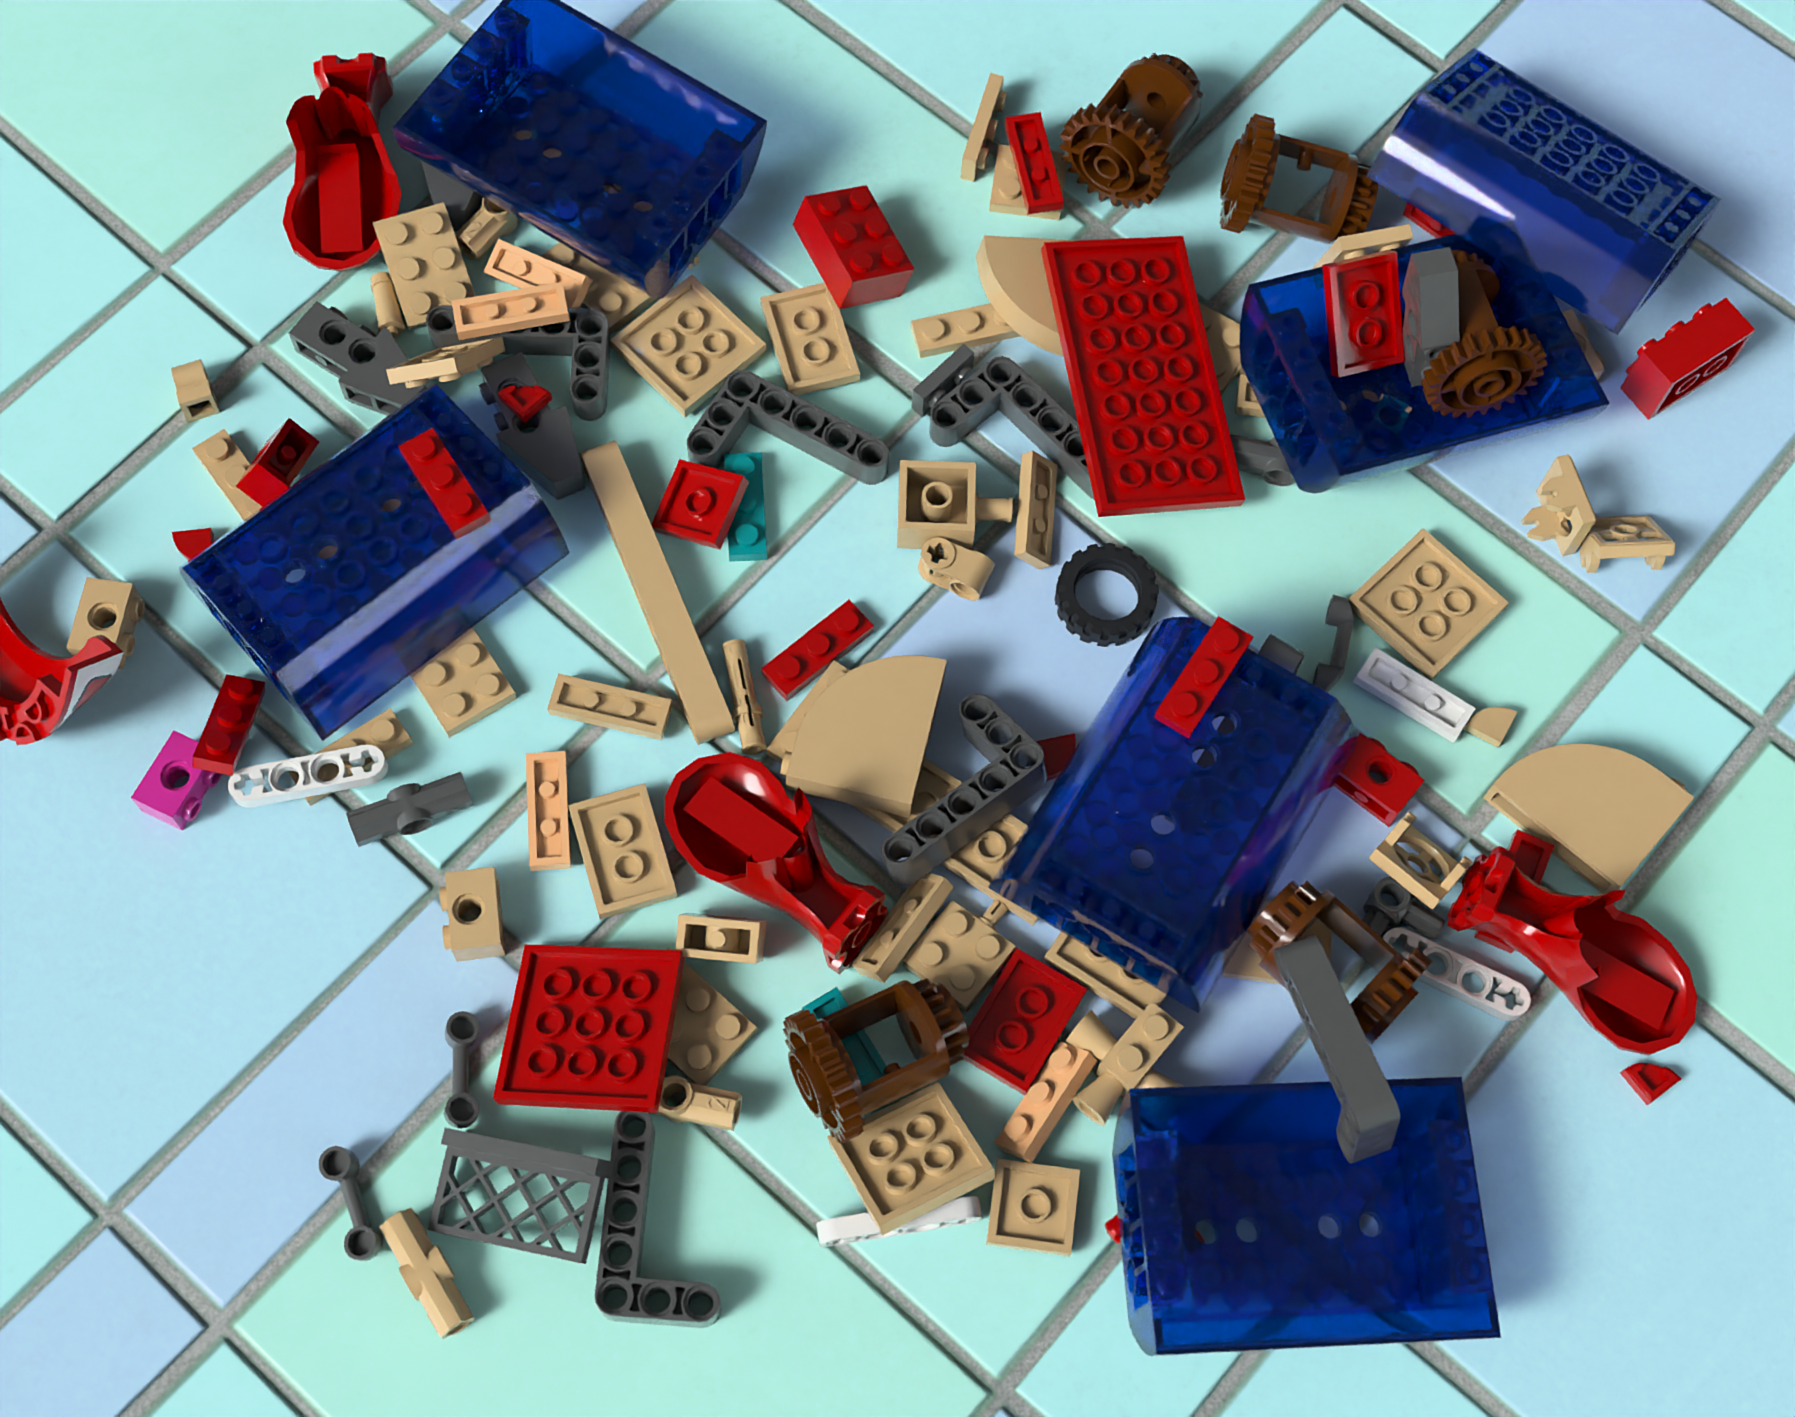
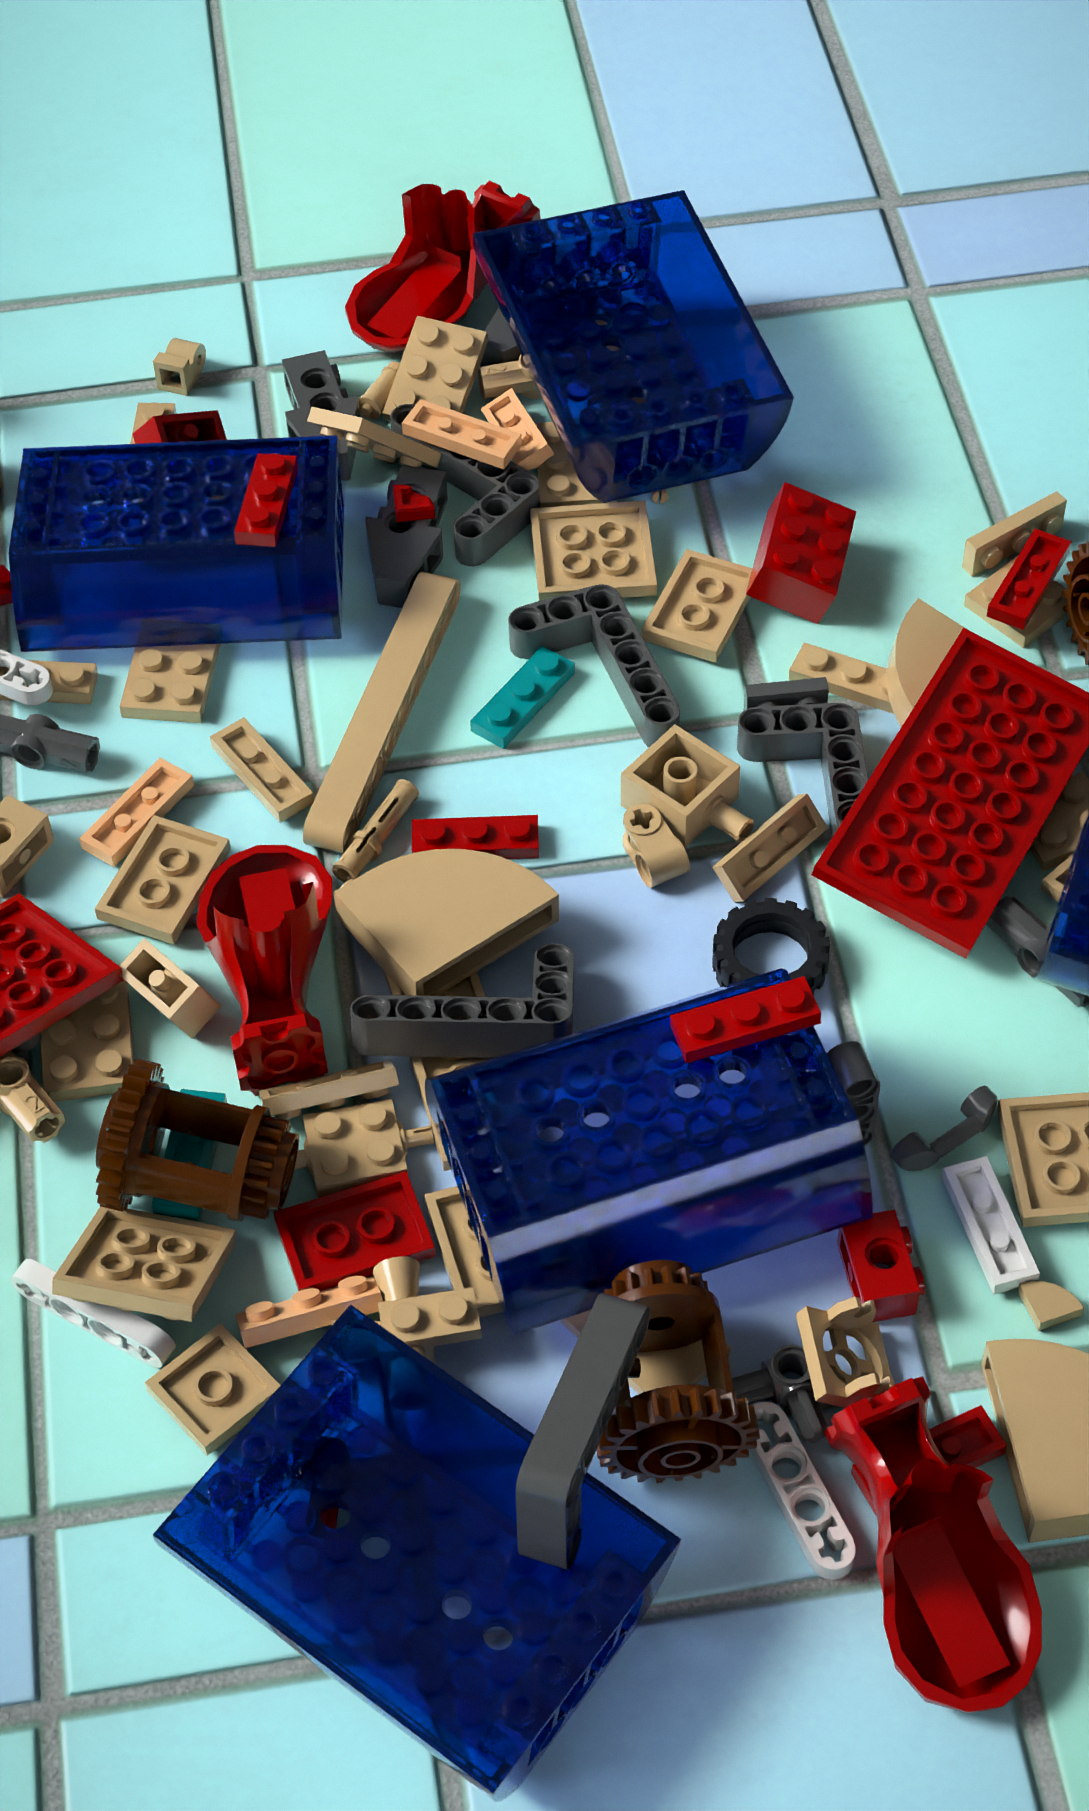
camera: 45 degrees right, 15 degrees down
(699, 504) = (481, 665): red plate -> none
(1649, 1080) = (911, 1733): red tile -> none

